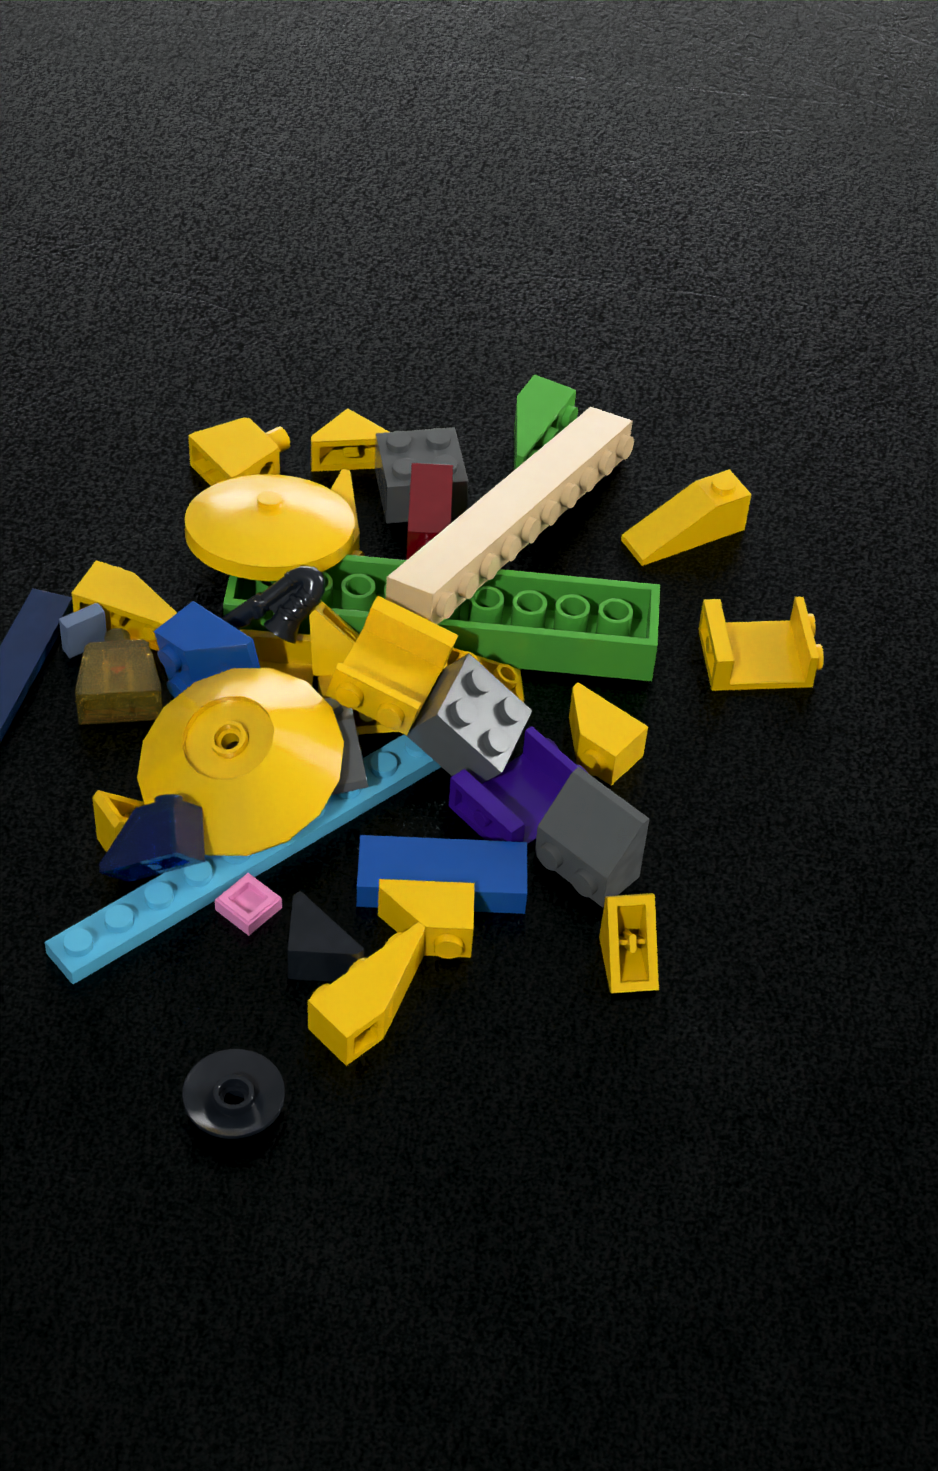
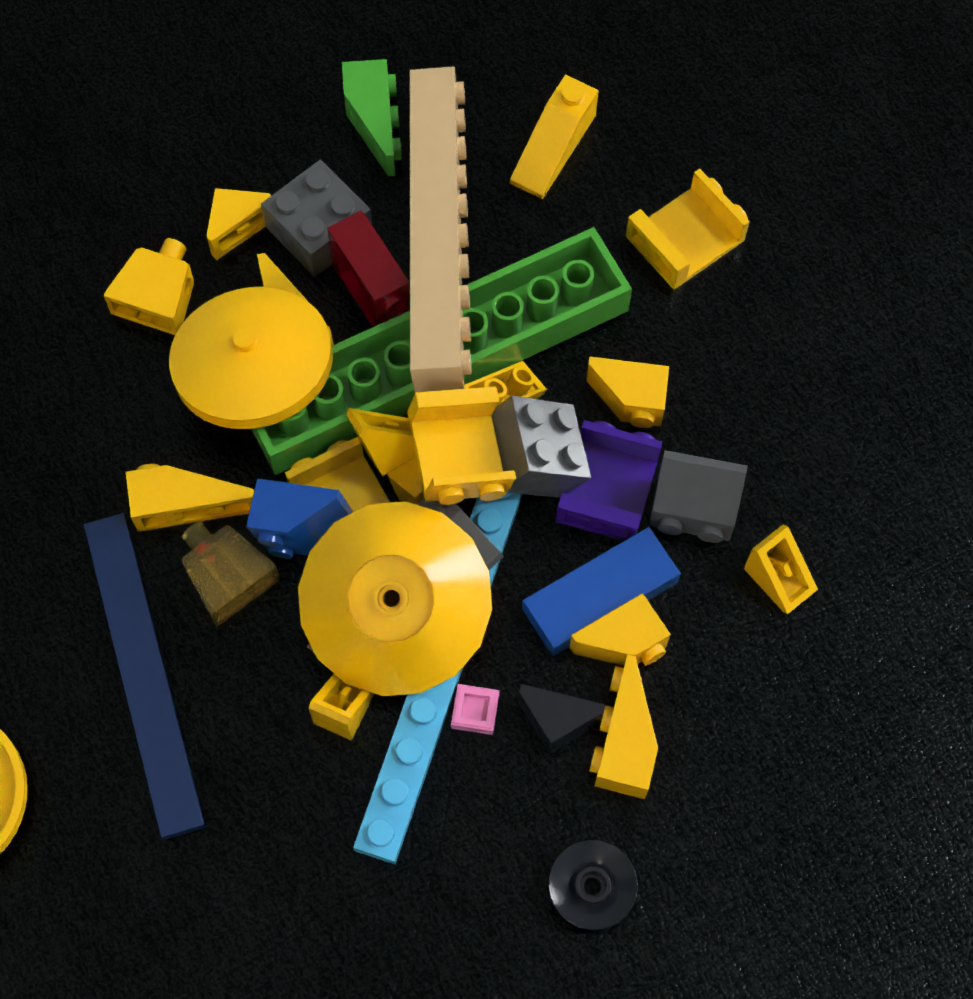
camera: 30 degrees left, 20 degrees up
(82, 628) = (159, 540): sand blue tile -> none
(157, 840) = (386, 710): clear blue slope -> none
(289, 599) = (328, 425): black piece -> none

